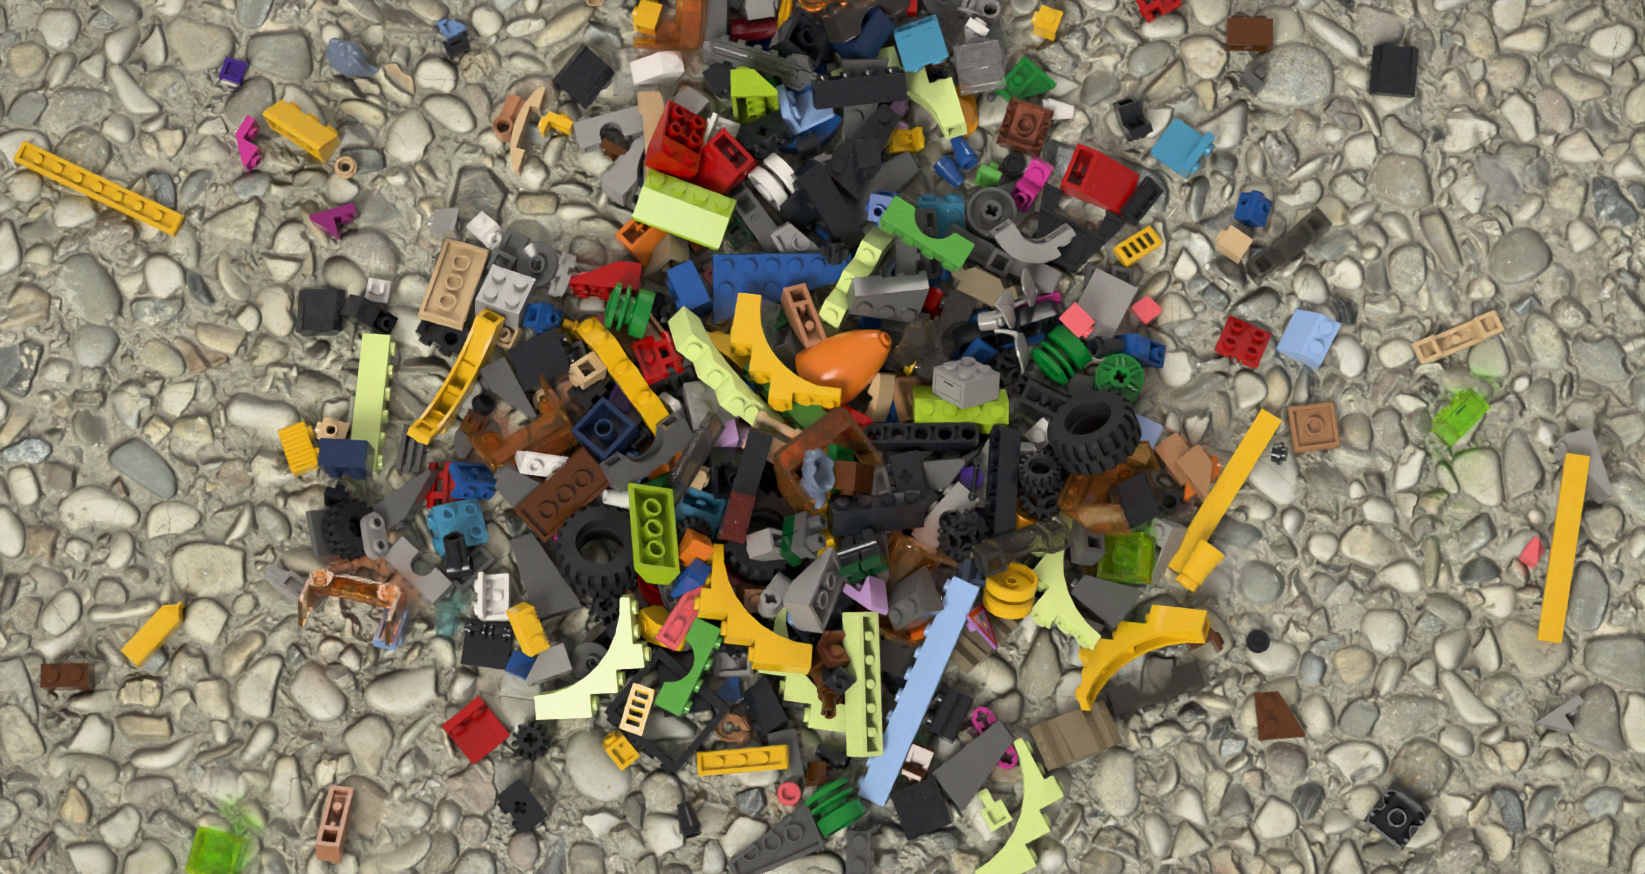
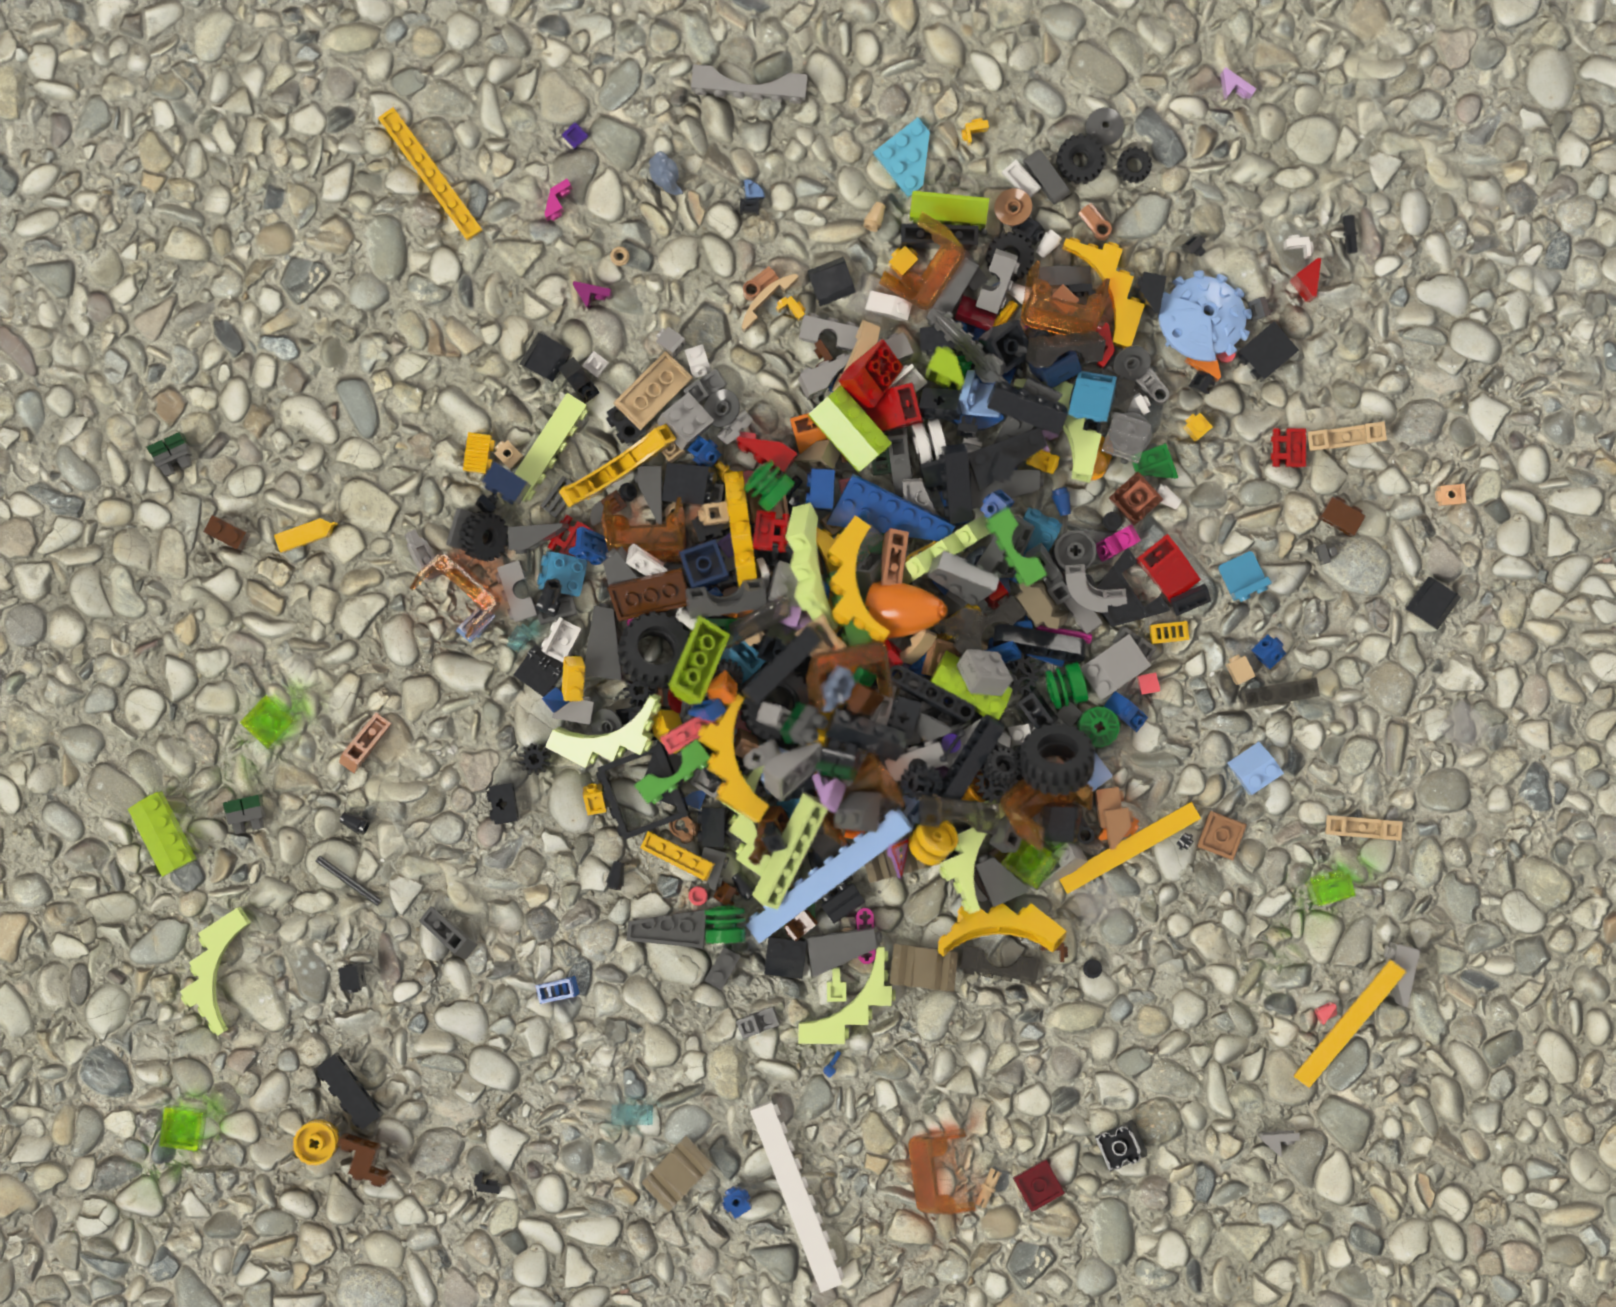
camera: 25 degrees right, 10 degrees up
(302, 129) = (603, 210): yellow slope -> none
(374, 536) = (497, 550): light grey plate -> none
(476, 730) = (499, 730): red bracket -> none
(629, 706) = (634, 771): yellow slope -> none
(737, 517) = (762, 688): clear red brick -> none
(831, 650) = (781, 816): copper bracket -> none
(835, 250) = (943, 520): black gear -> none
(964, 154) = (1080, 494): blue cone -> none
(988, 175) = (1089, 521): bright green tile -> none
(1005, 313) = (1040, 637): light grey plant -> none
(1078, 321) = (1091, 669): coral brick -> none
(1104, 346) = (1100, 698): black cone -> none
(1131, 119) = (1218, 534): black brick -> none
(1199, 565) = (1080, 893): yellow plant -> none
(1242, 342) = (1205, 745): red hinge -> none
(1275, 718) = (1073, 1029): reddish brown wing -> none

